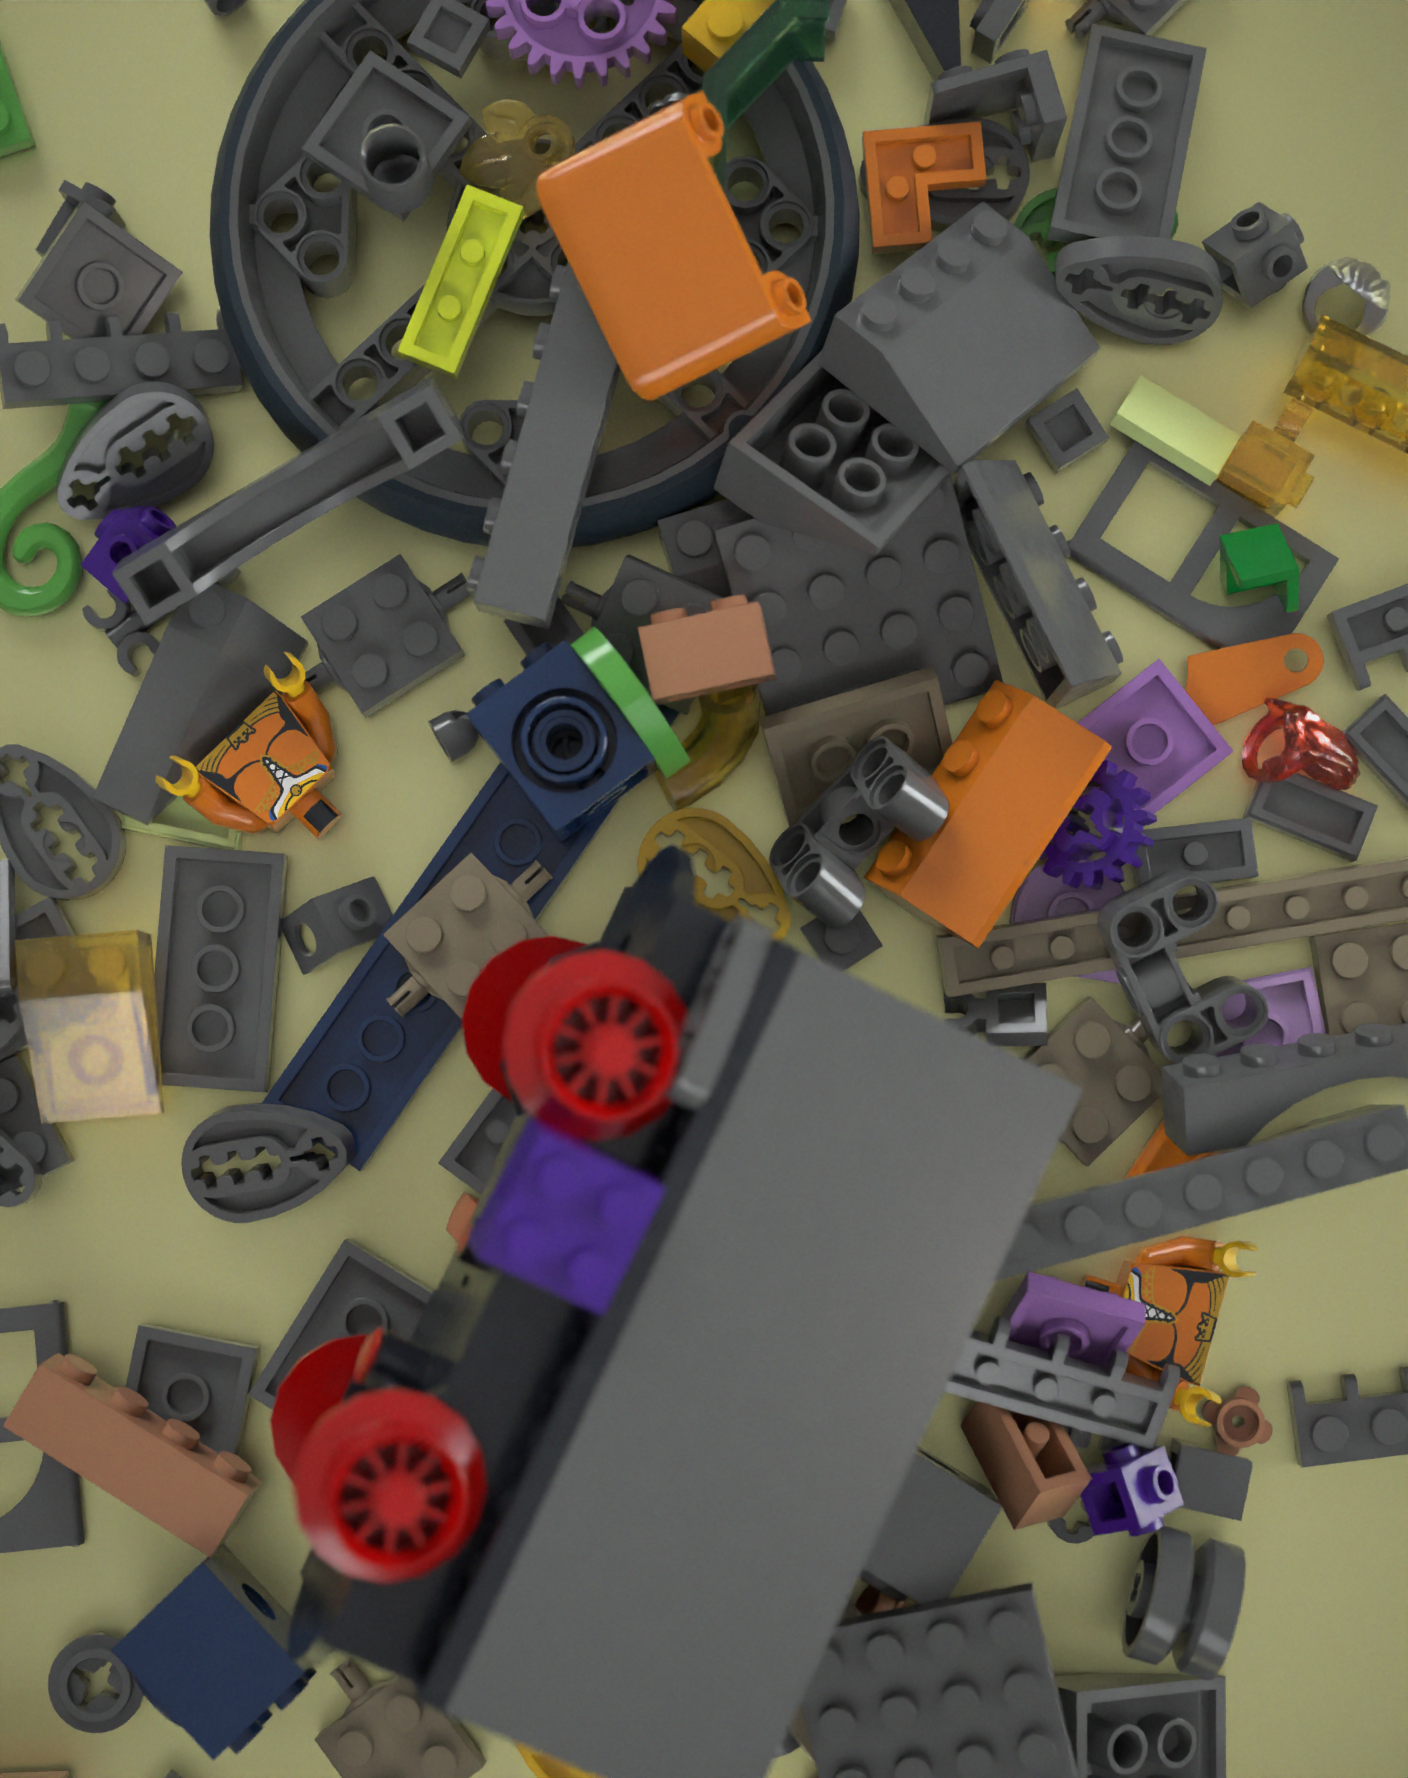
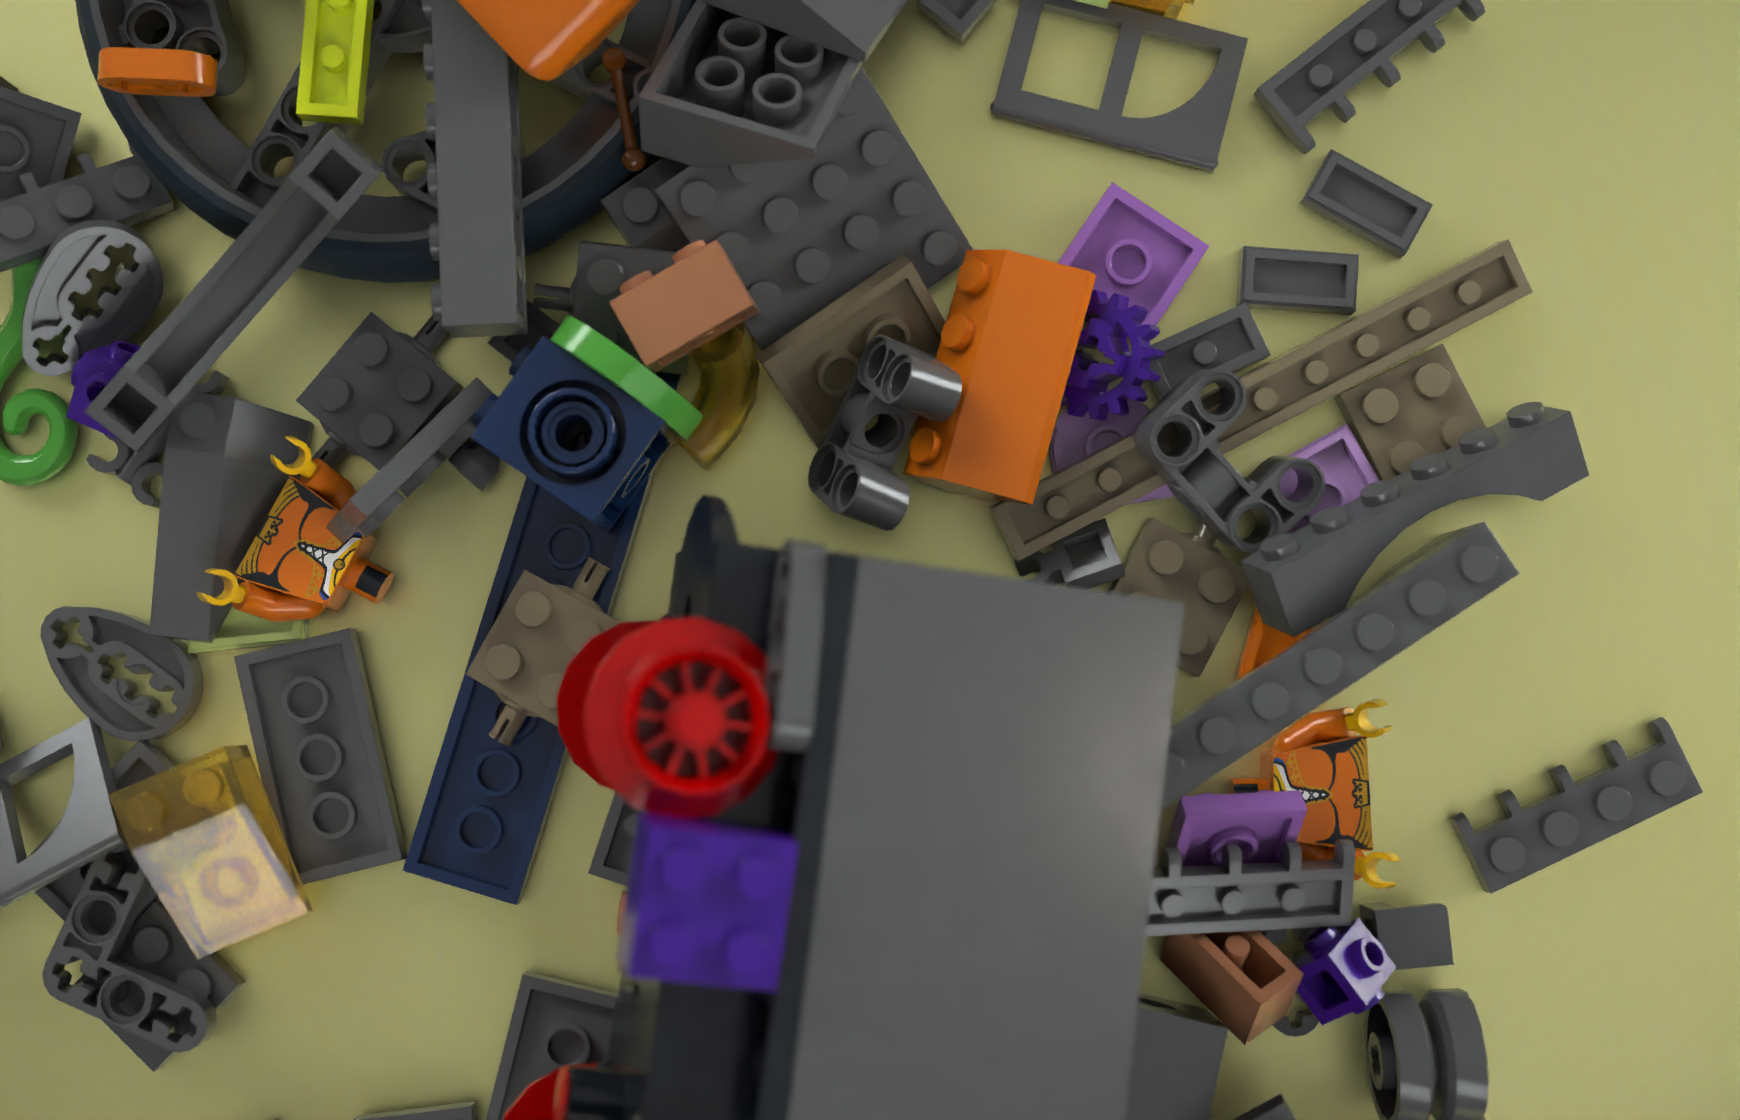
camera: 20 degrees left, 0 degrees up
(249, 1130) = (430, 952): dark grey piece -> none
(278, 268) = (157, 72): none -> orange beam
(338, 921) = (421, 676): dark grey bracket -> none
(398, 718) = (410, 465): none -> dark grey plate
(714, 395) = (615, 63): none -> reddish brown hinge
(727, 849) = (767, 489): yellow piece -> none
(842, 945) = (905, 542): dark grey plate -> none
(1033, 582) = (970, 147): dark grey slope -> none
(1244, 675) = (1200, 170): orange piece -> none
(1254, 1426) = (1432, 875): nougat plate -> none
(1258, 560) = (1176, 61): green panel -> none
(1309, 746) = (1279, 217): clear red piece -> none

